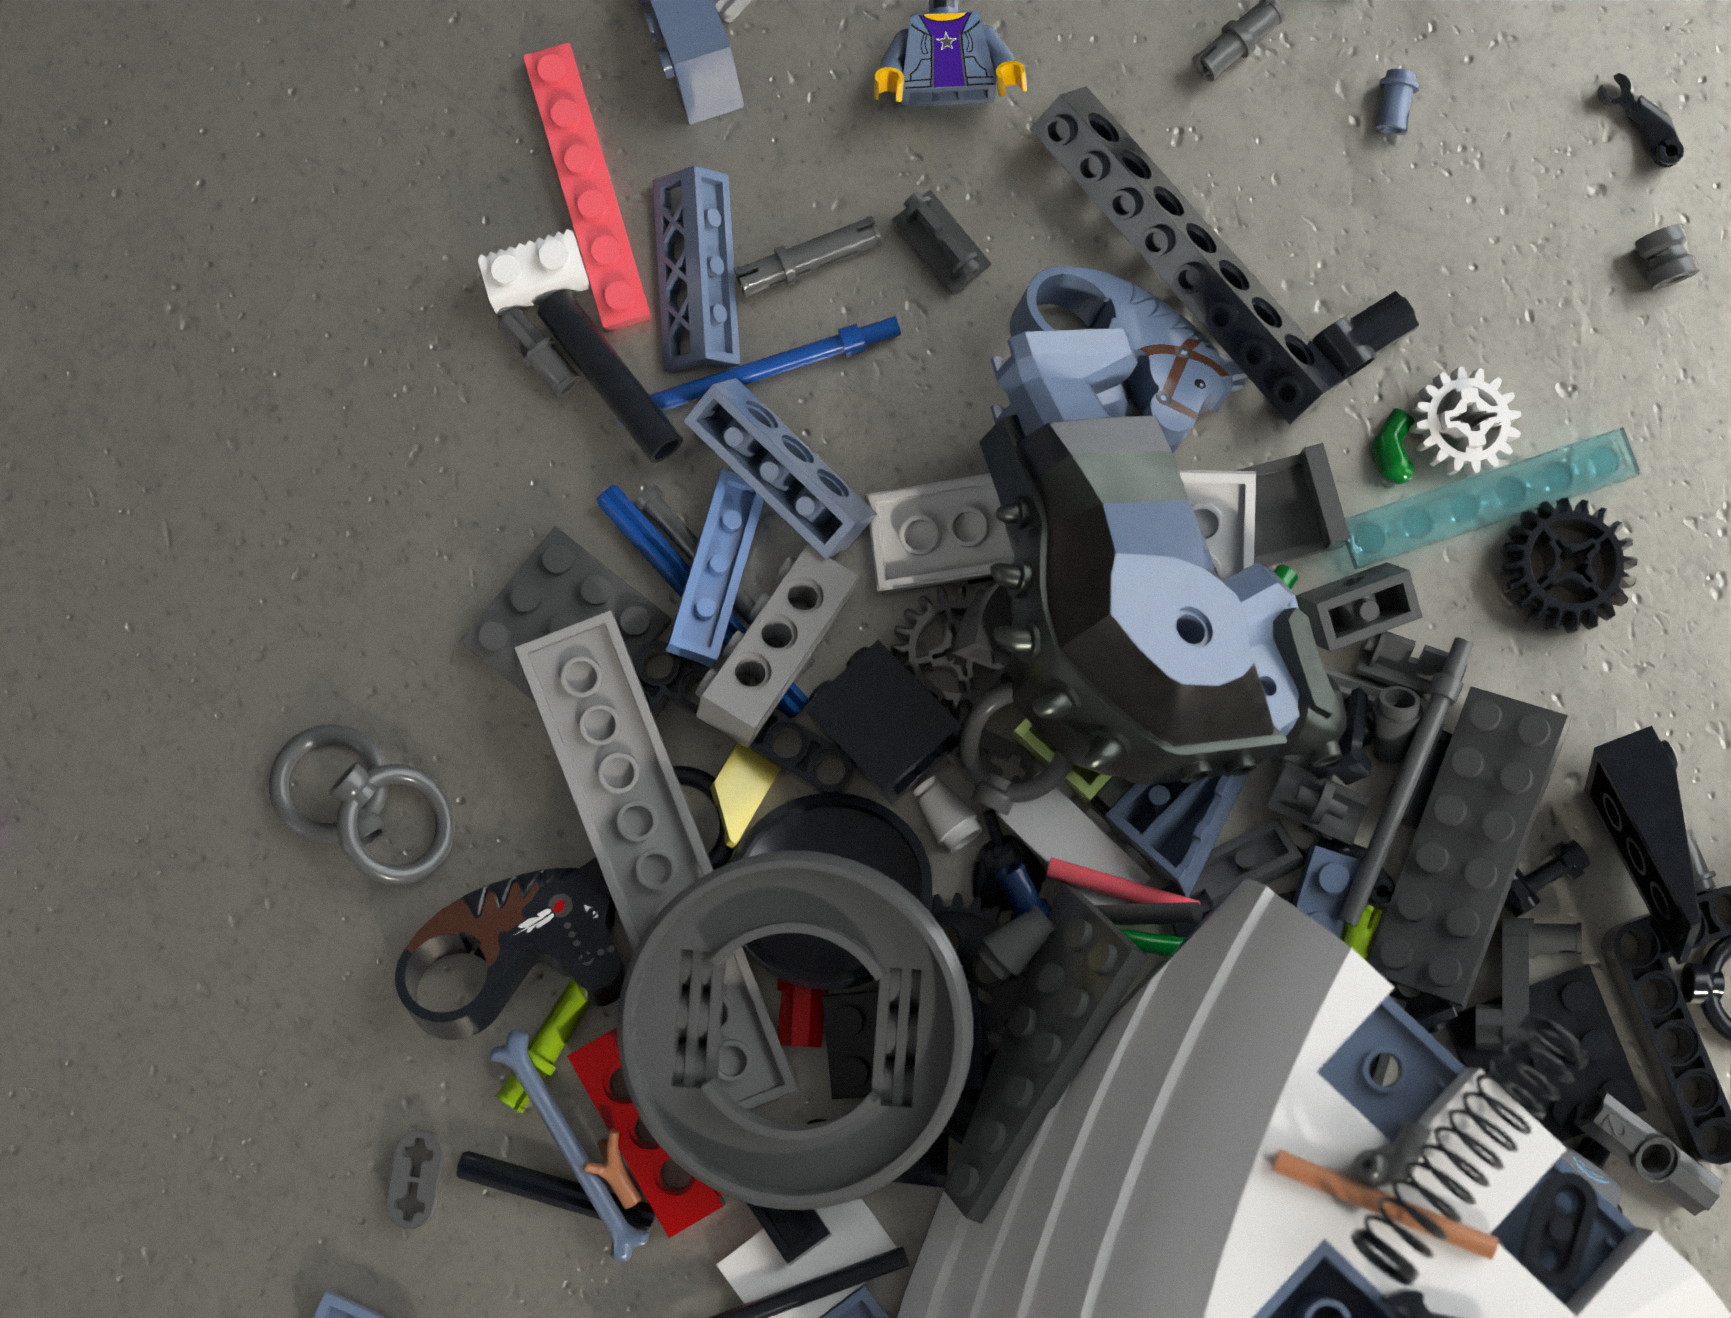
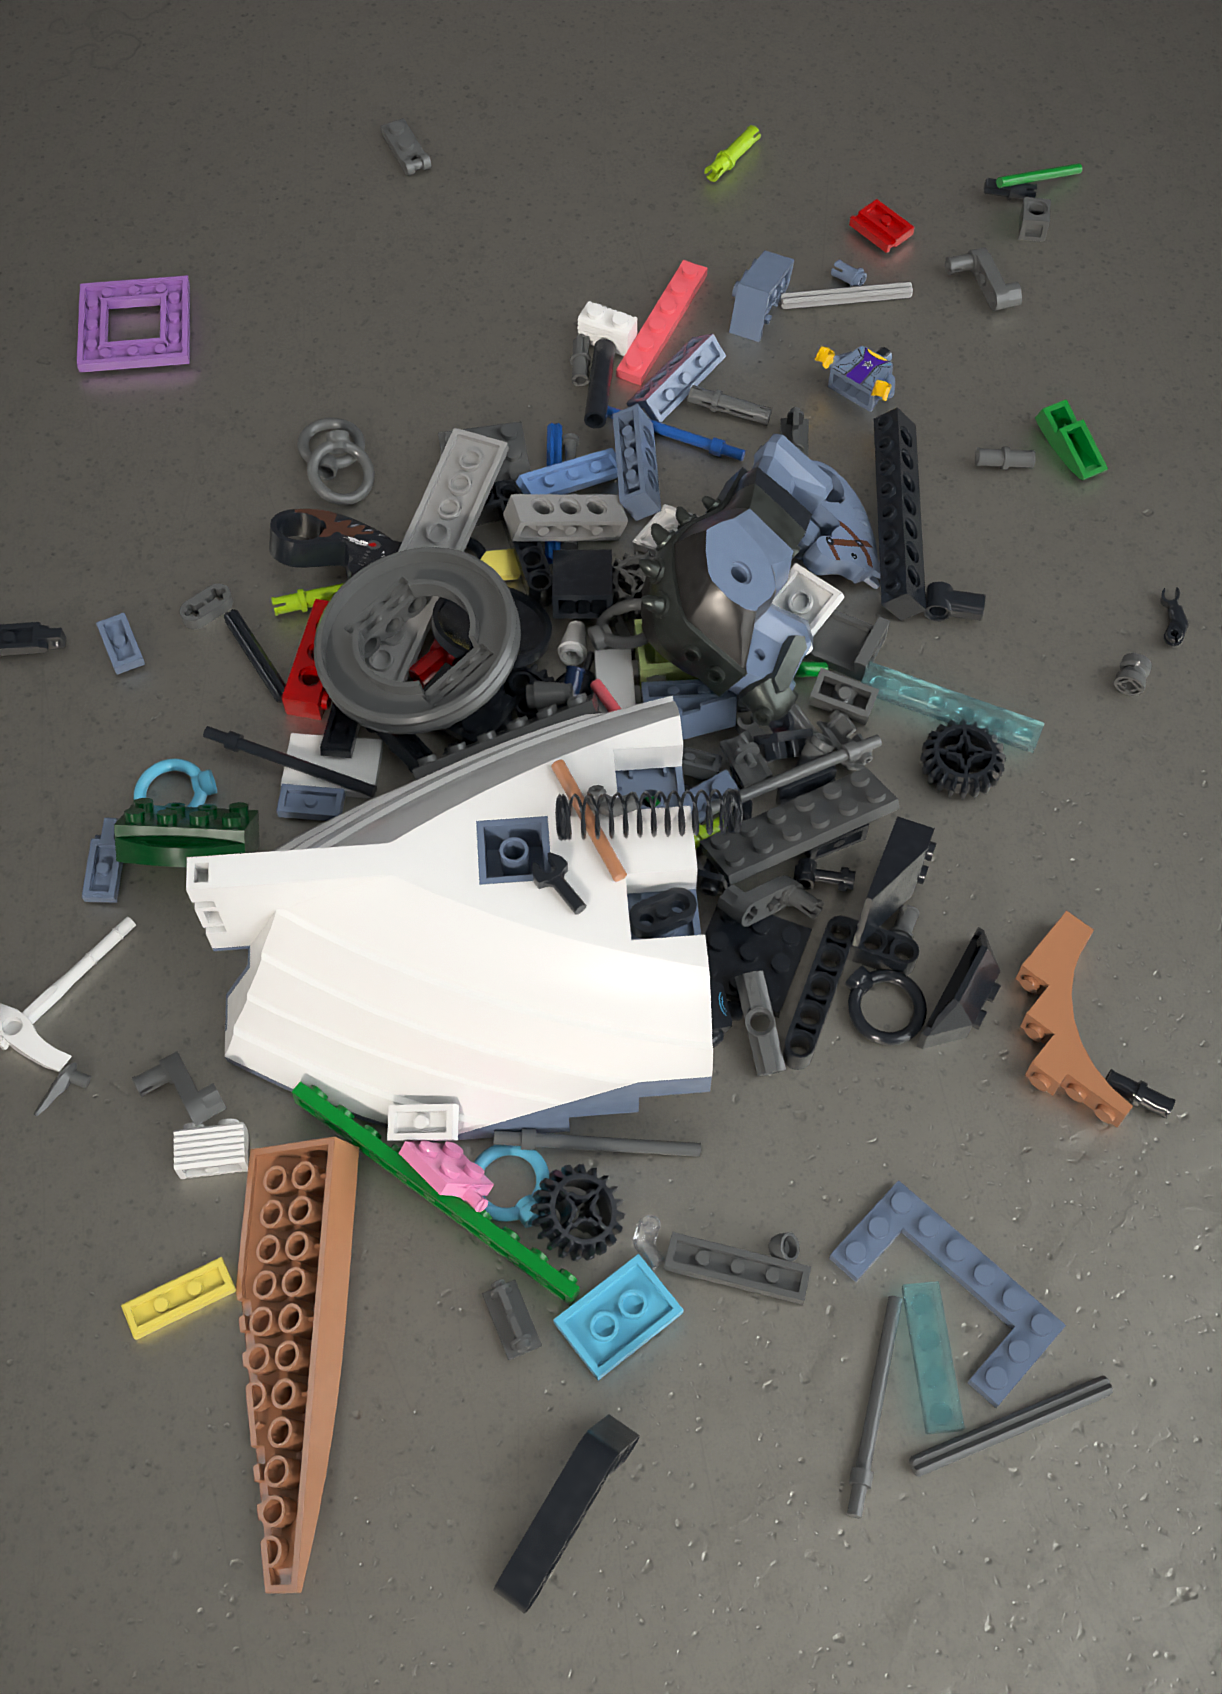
camera: 40 degrees right, 20 degrees down
(515, 1056) = (264, 686): sand blue piece -> none
(614, 1171) = (287, 657): nougat bar -> none
(1389, 450) = (923, 654): green arm -> none
(1396, 101) = (1063, 525): sand blue pin -> none
(1475, 403) = (968, 667): white gear -> none

